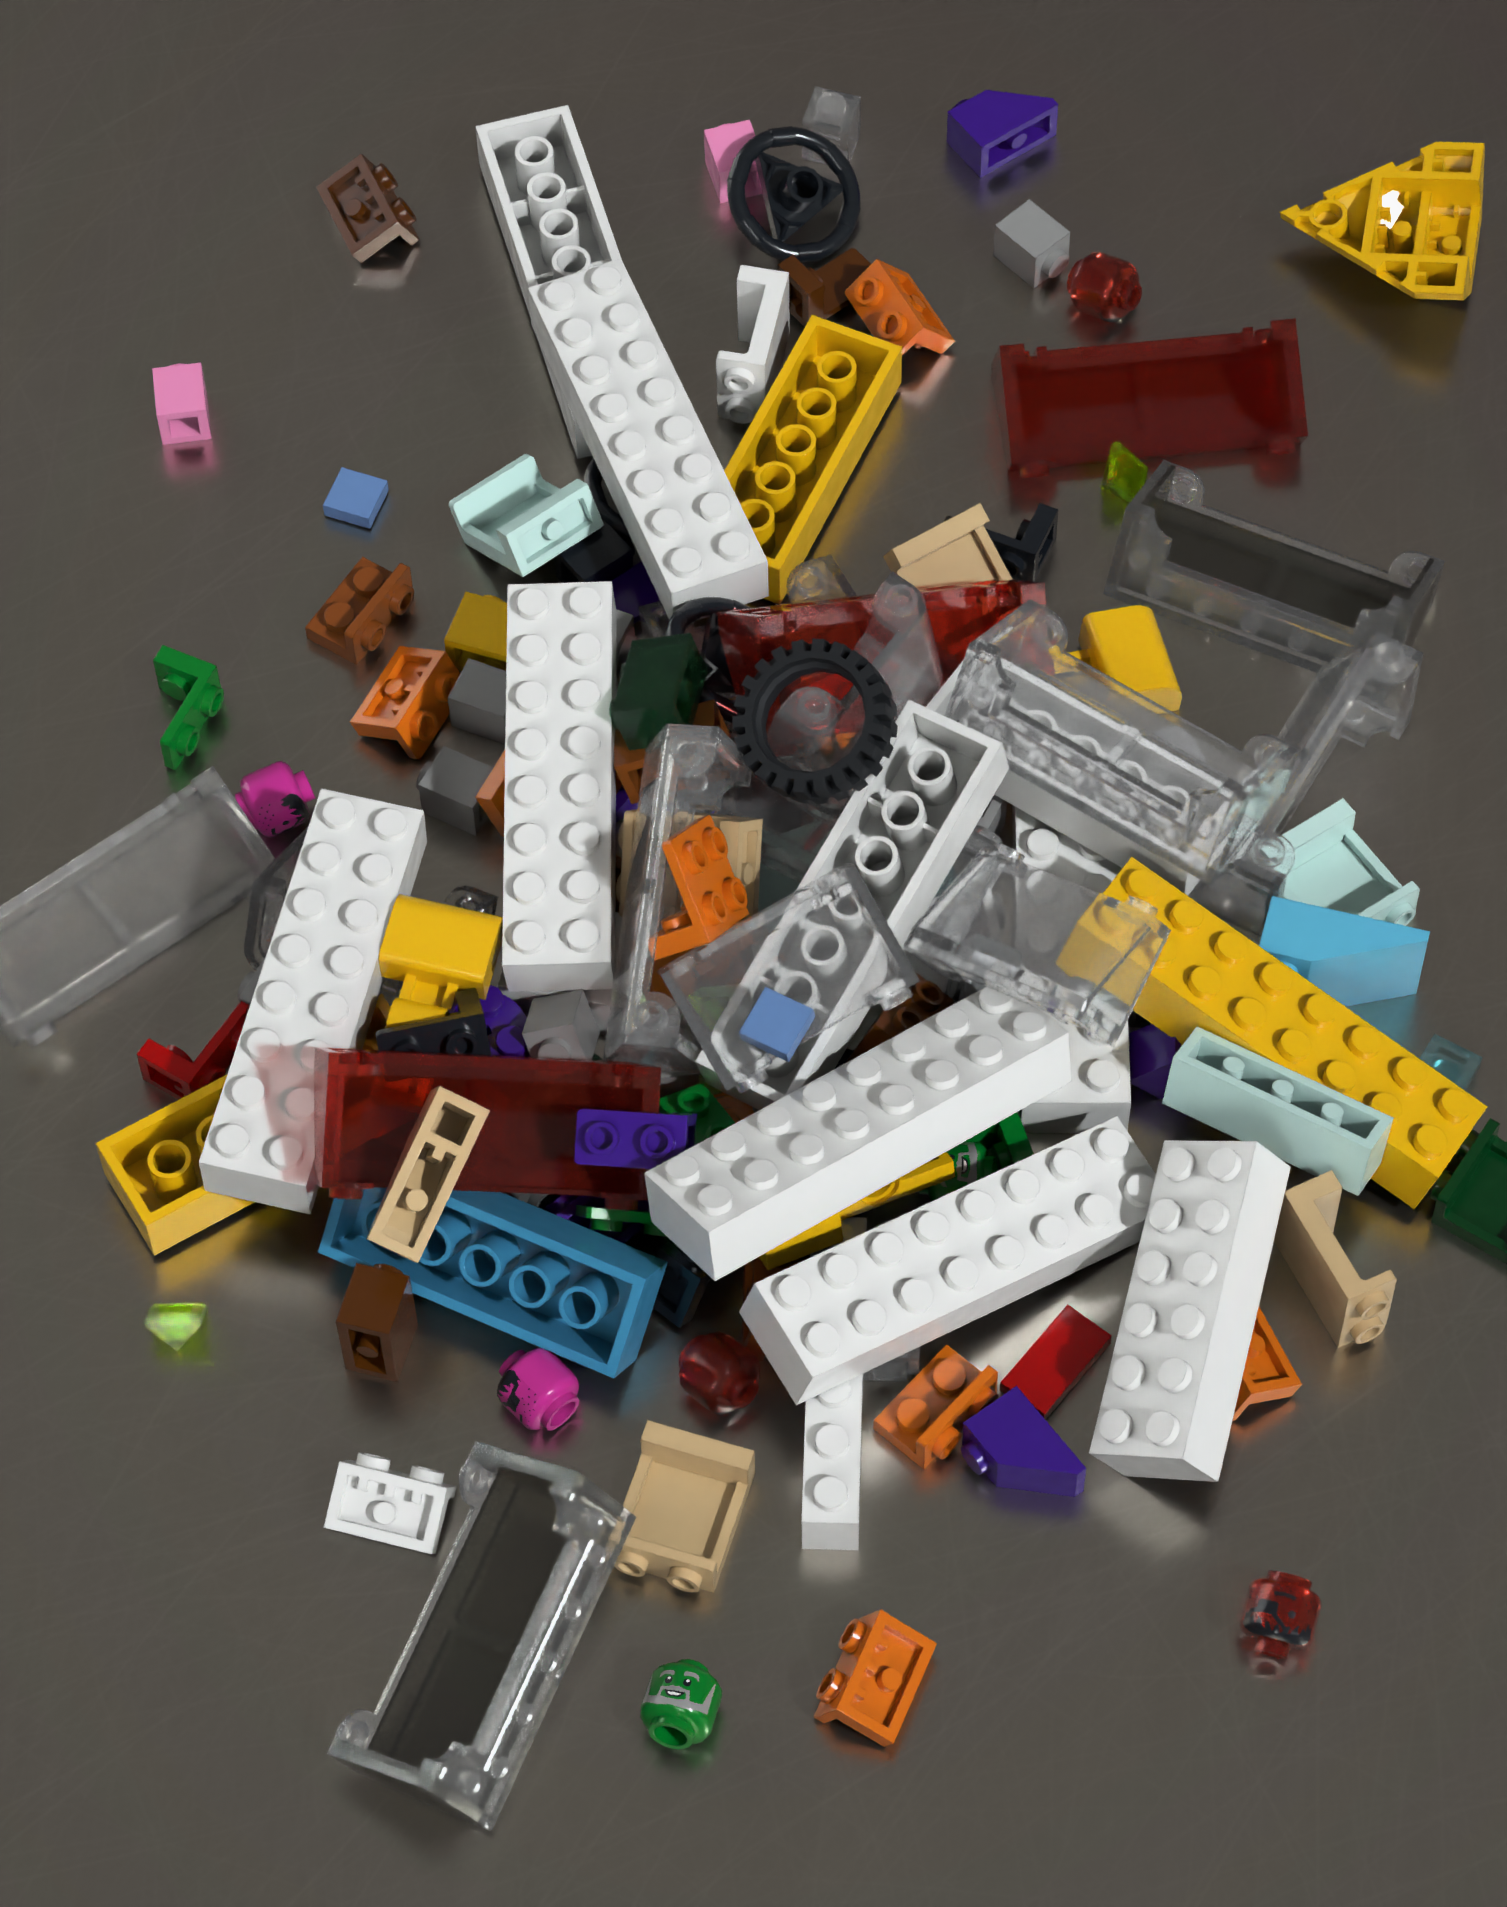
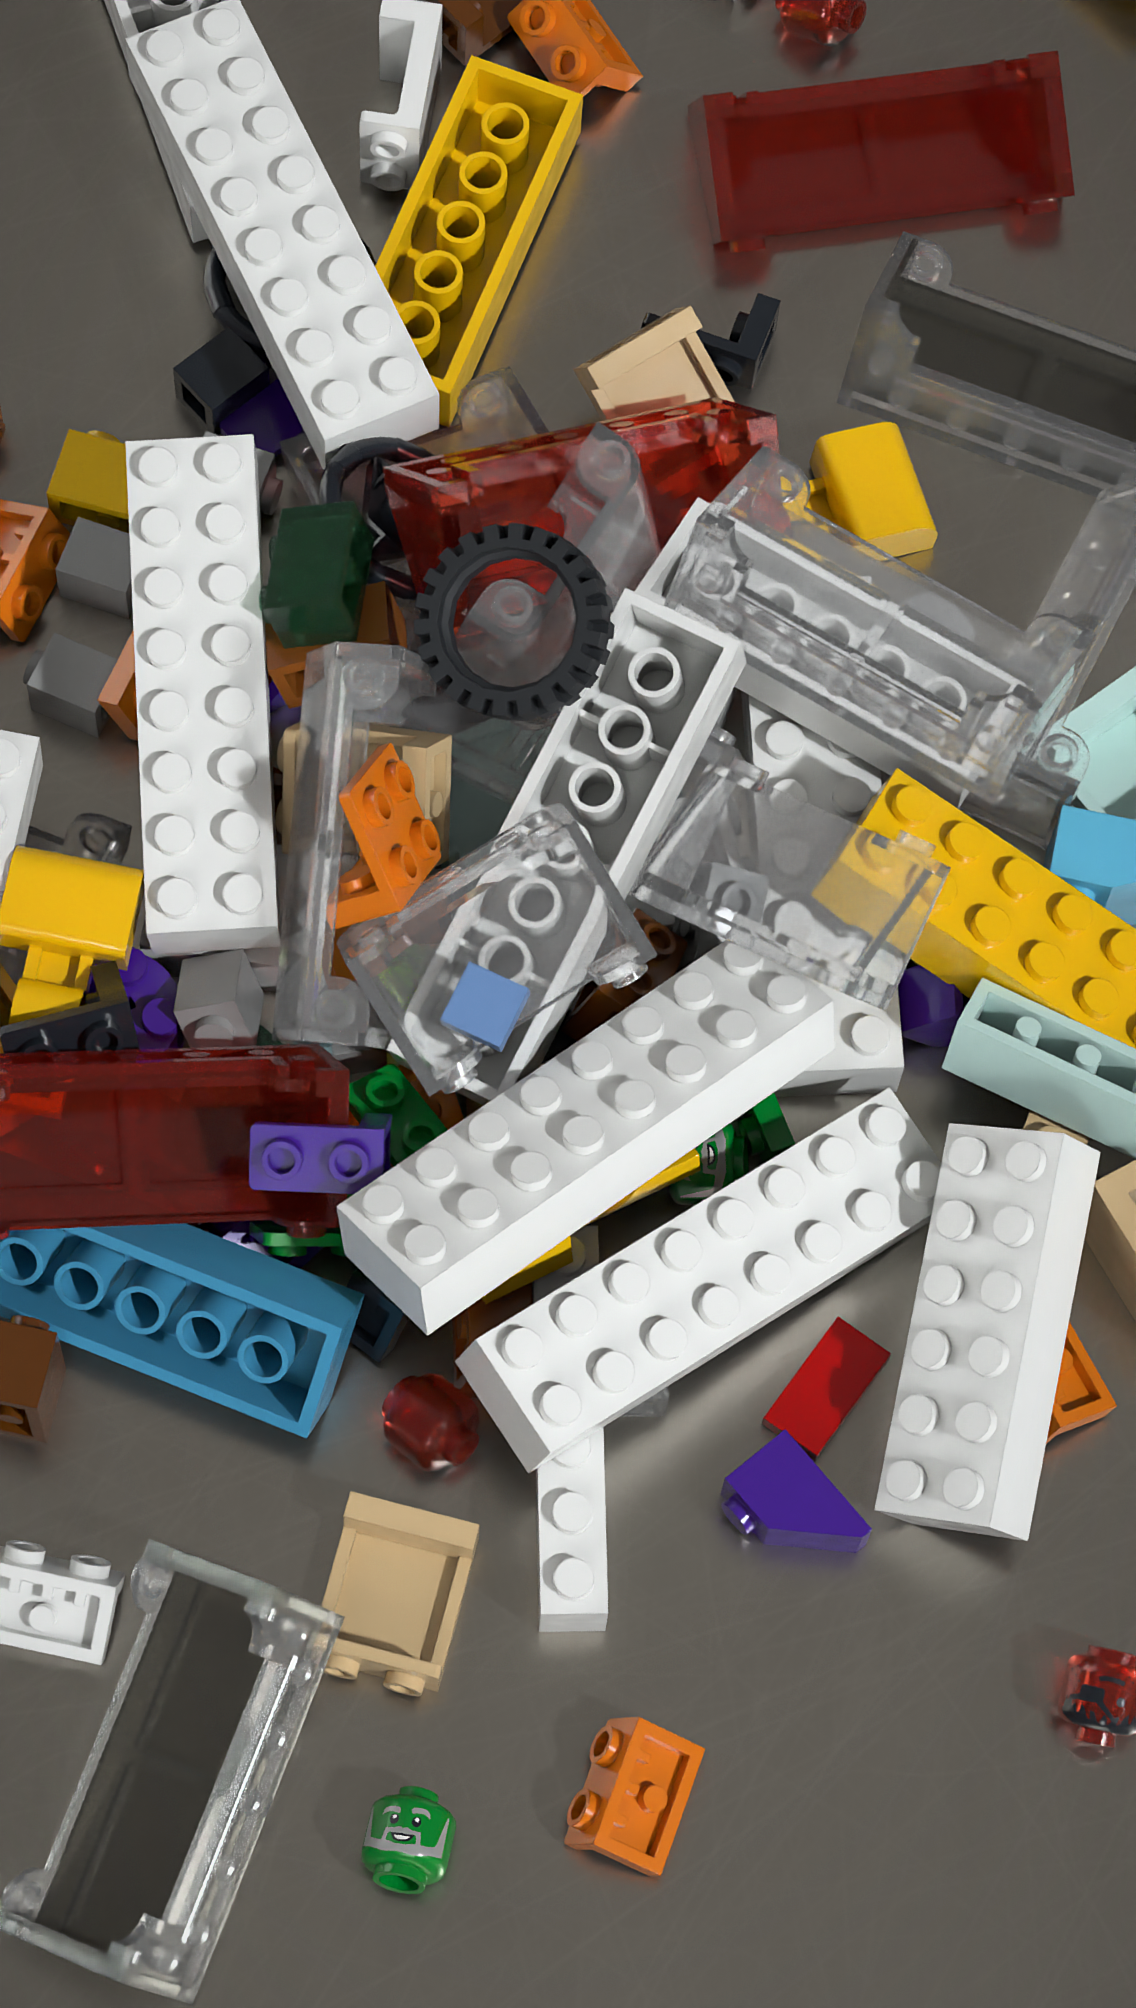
camera: 10 degrees left, 10 degrees up
(427, 1173) = (73, 1215): tan slope -> none
(524, 518) = (135, 327): light aqua panel -> none
(538, 1389) = (215, 1450): dark pink head -> none
(931, 1409) = (689, 1449): orange bracket -> none
(1124, 473) = (856, 248): clear neon green slope -> none

